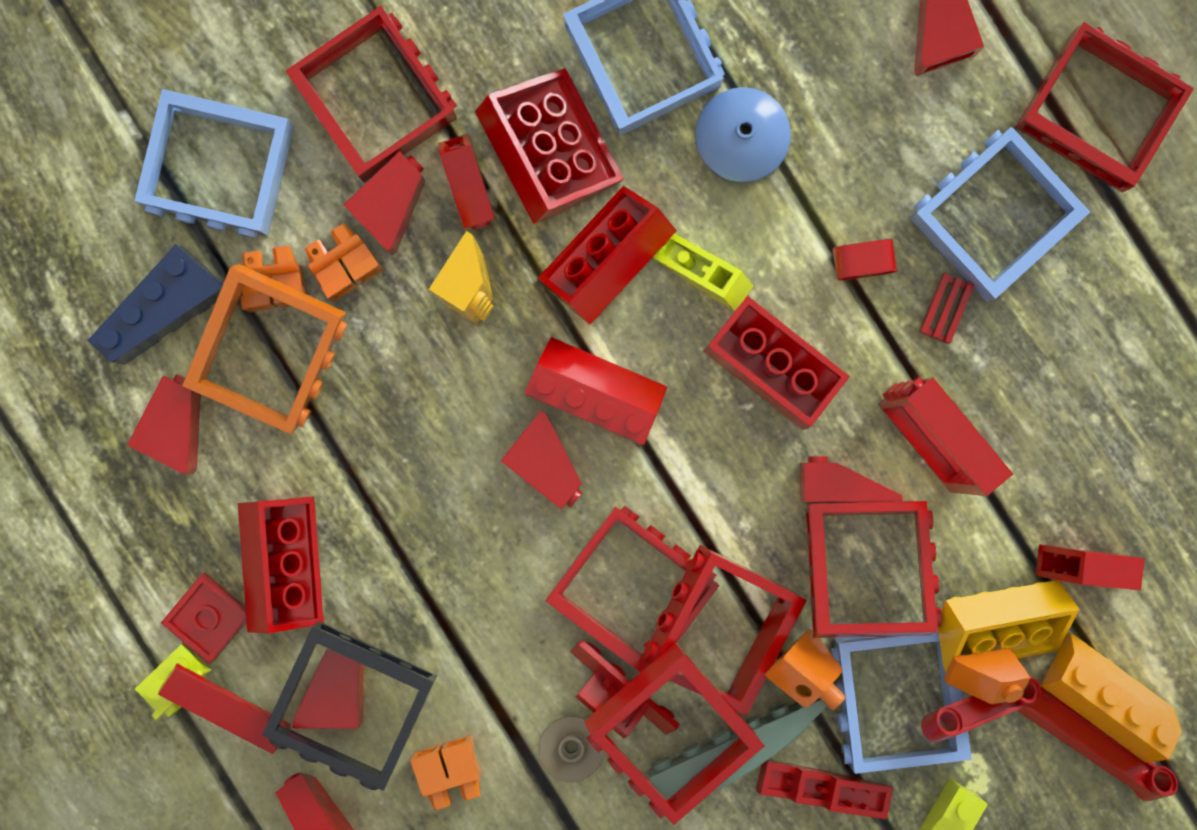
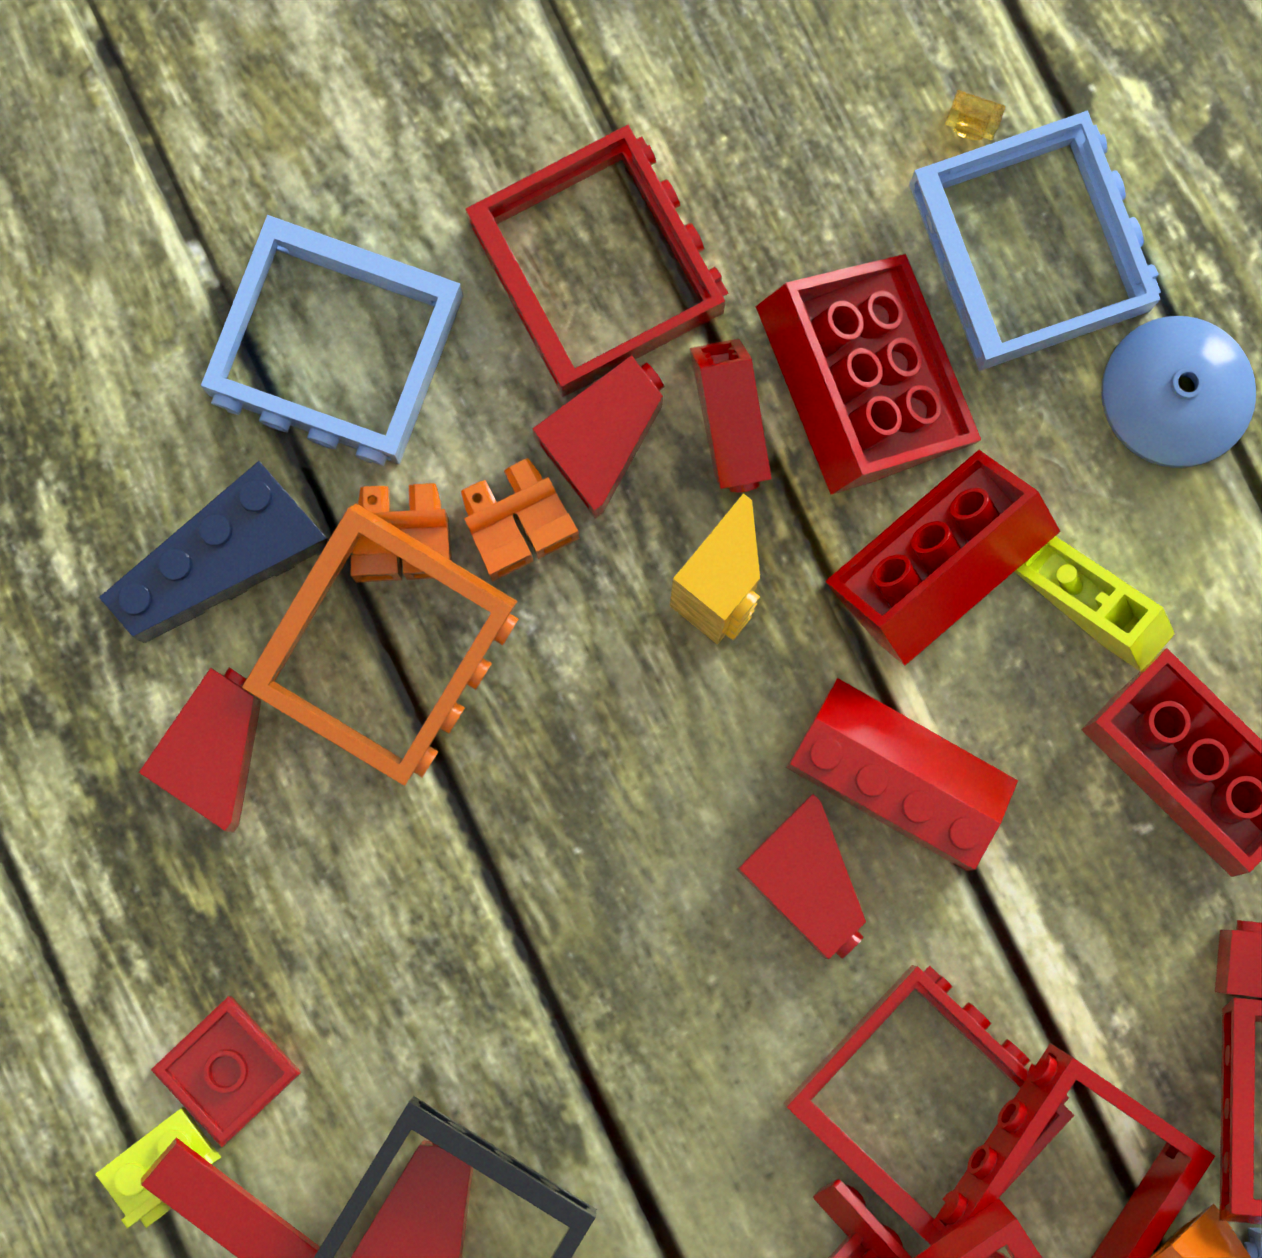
camera: 10 degrees right, 5 degrees down
(280, 564) = (358, 997): red slope -> none

